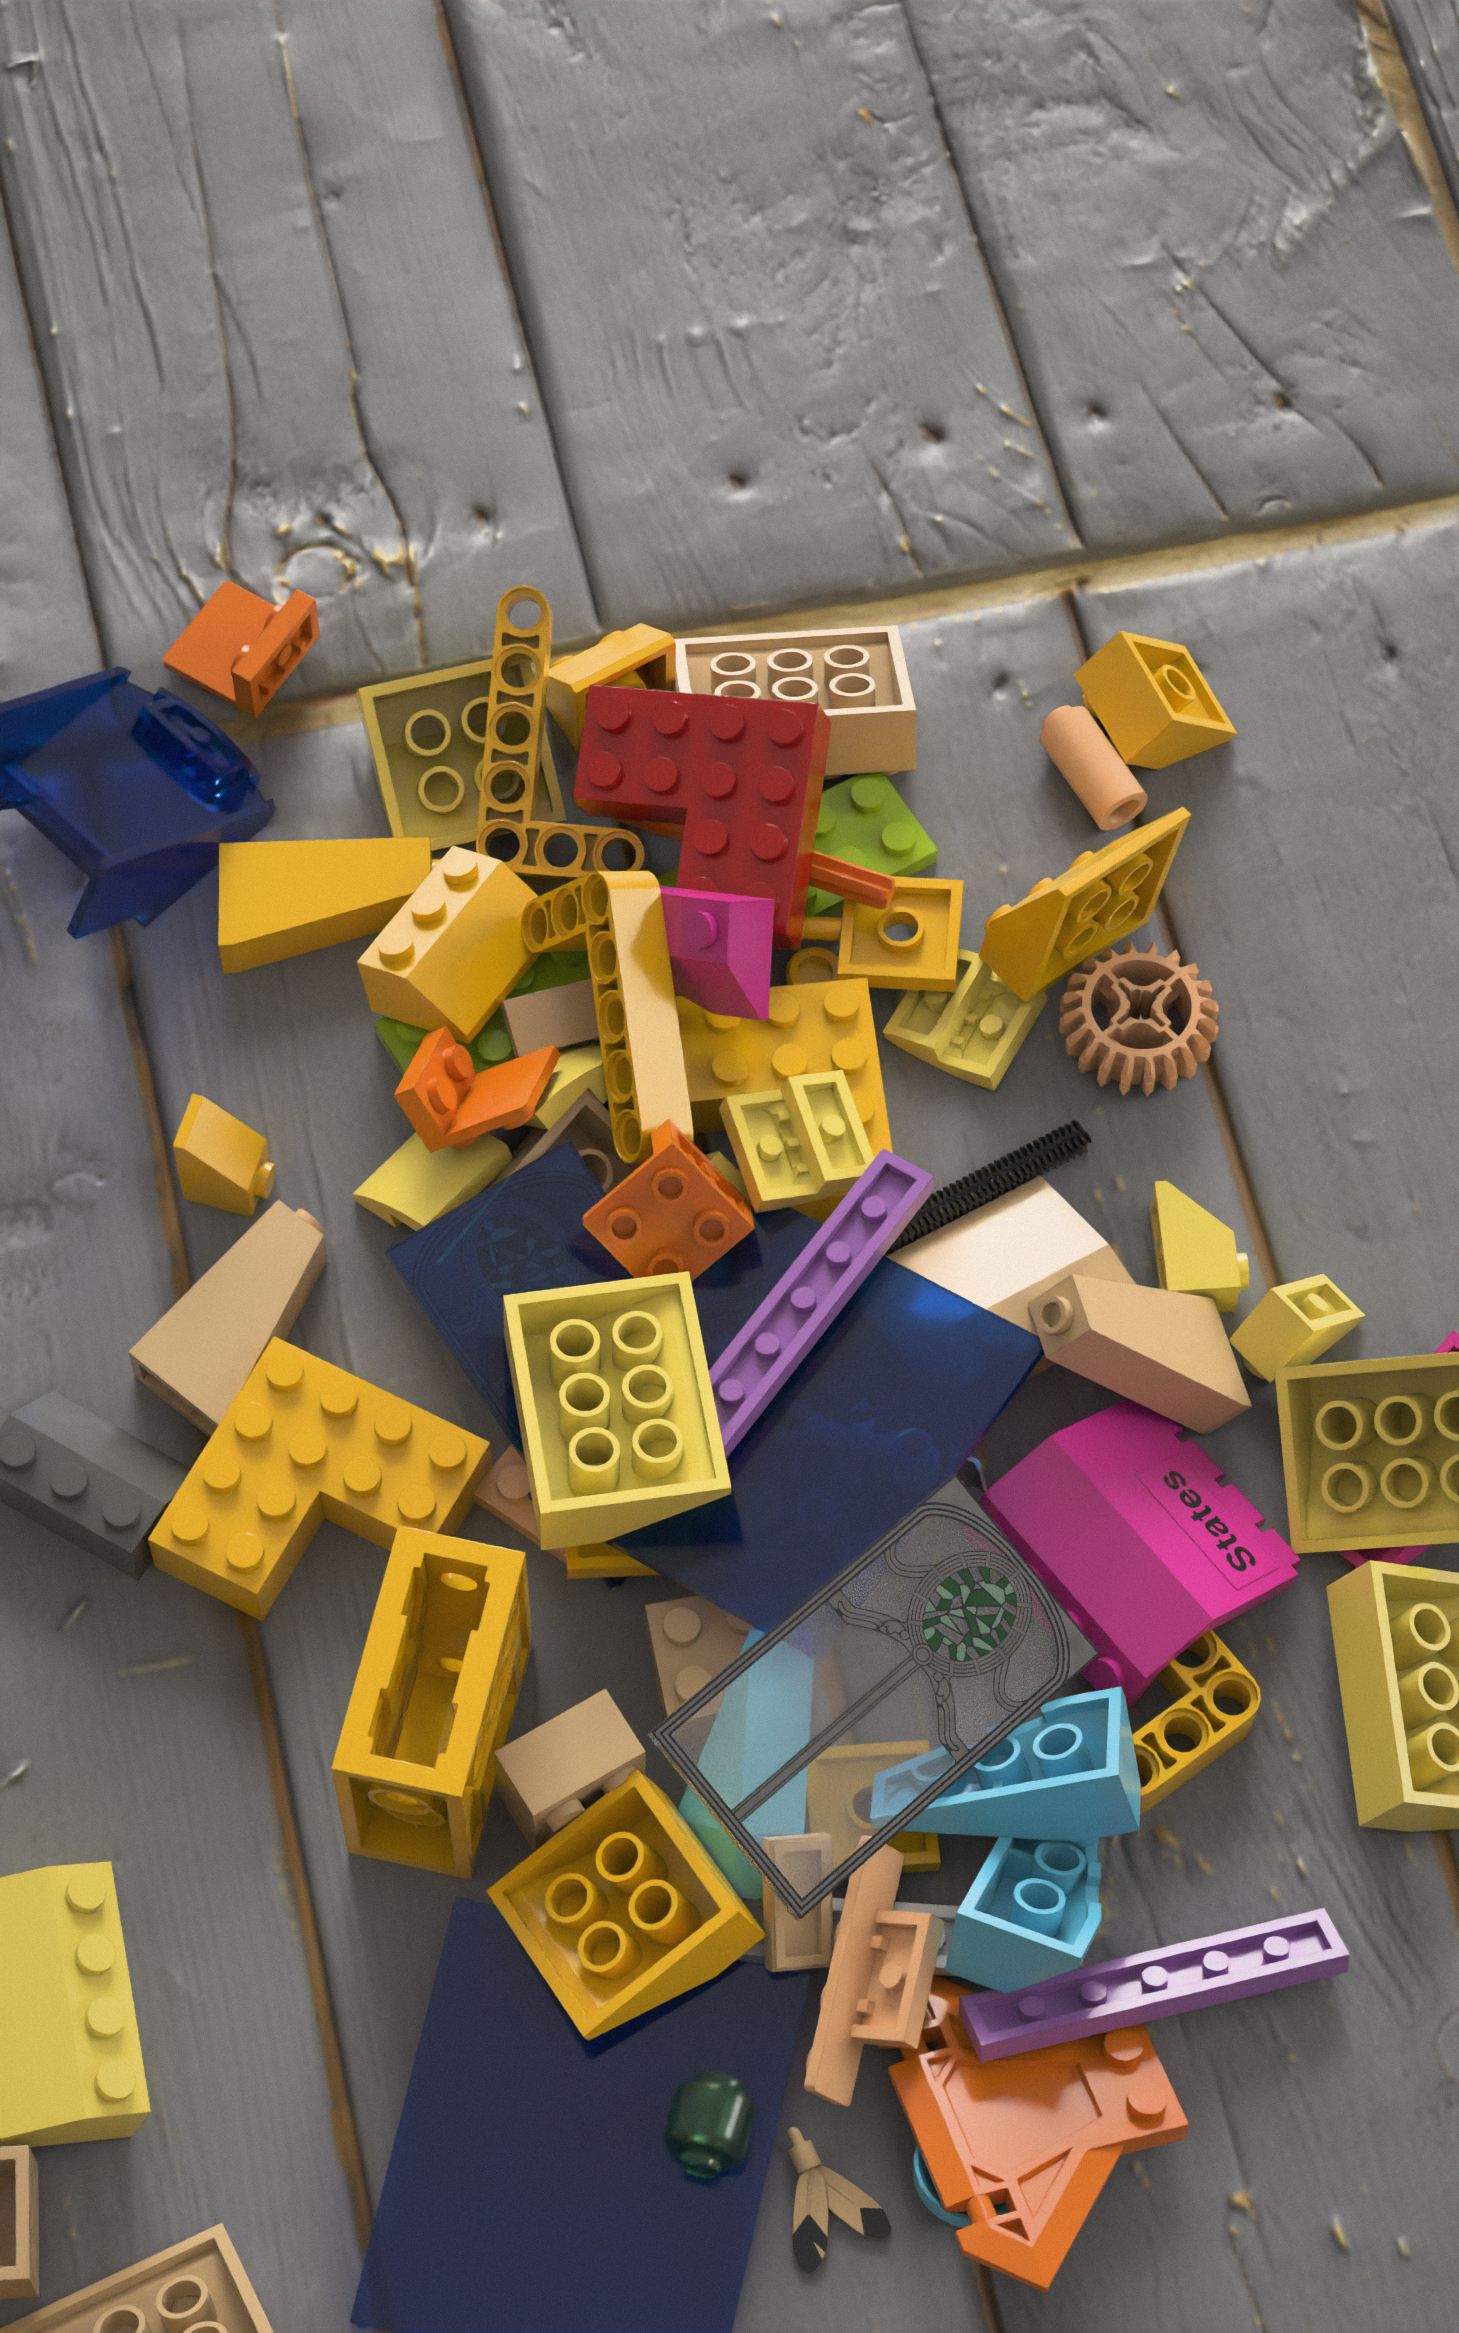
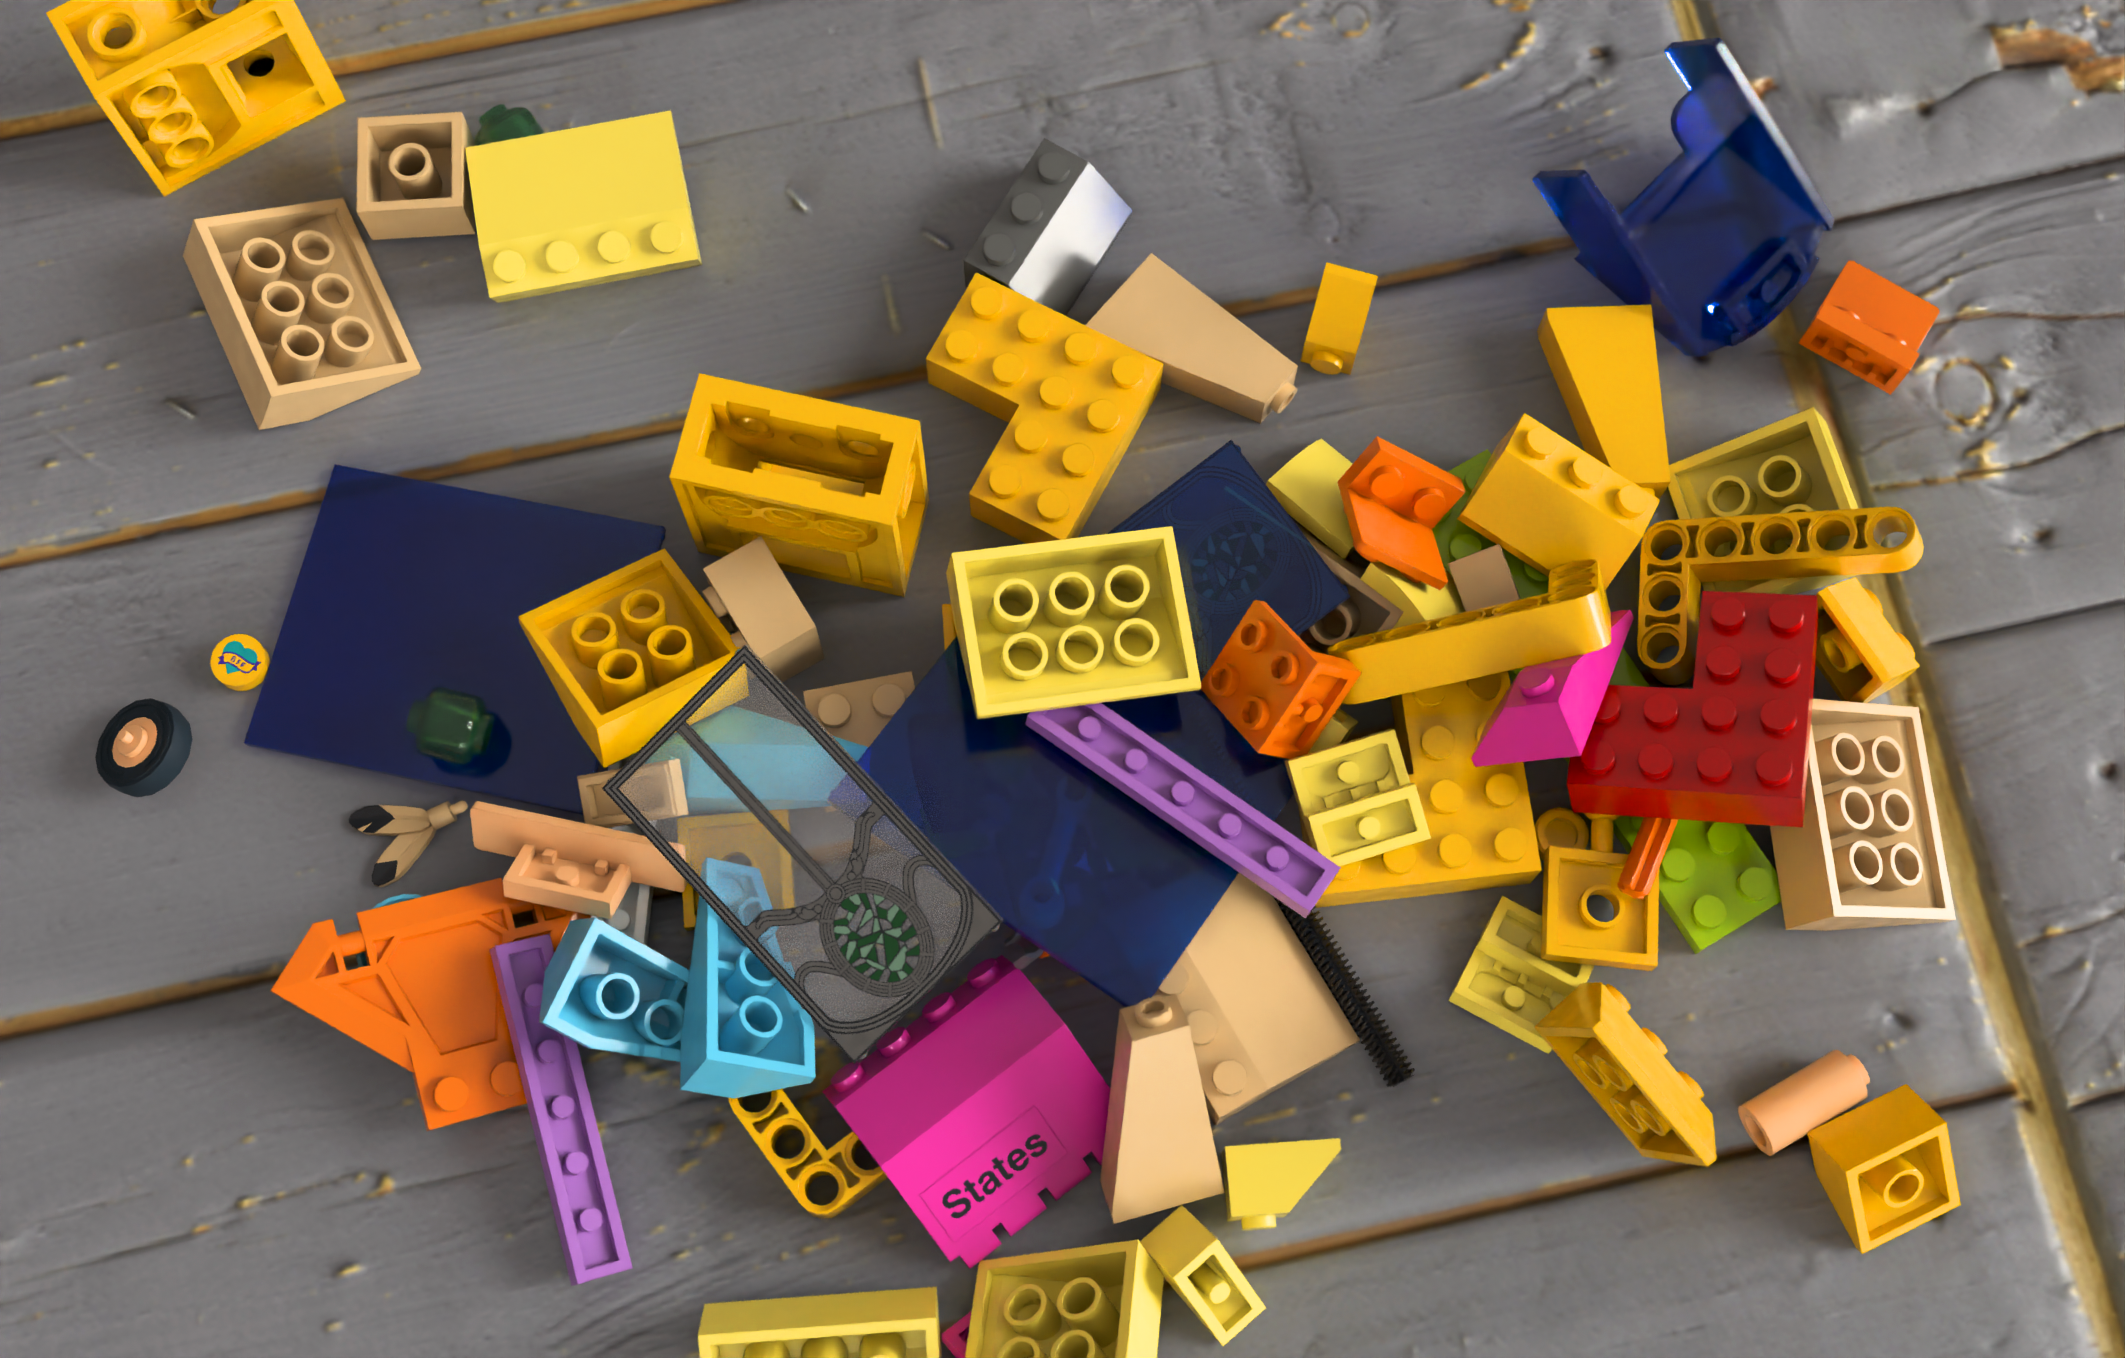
camera: 90 degrees right, 10 degrees up
(1130, 1047) = (1544, 1155): light nougat gear -> none

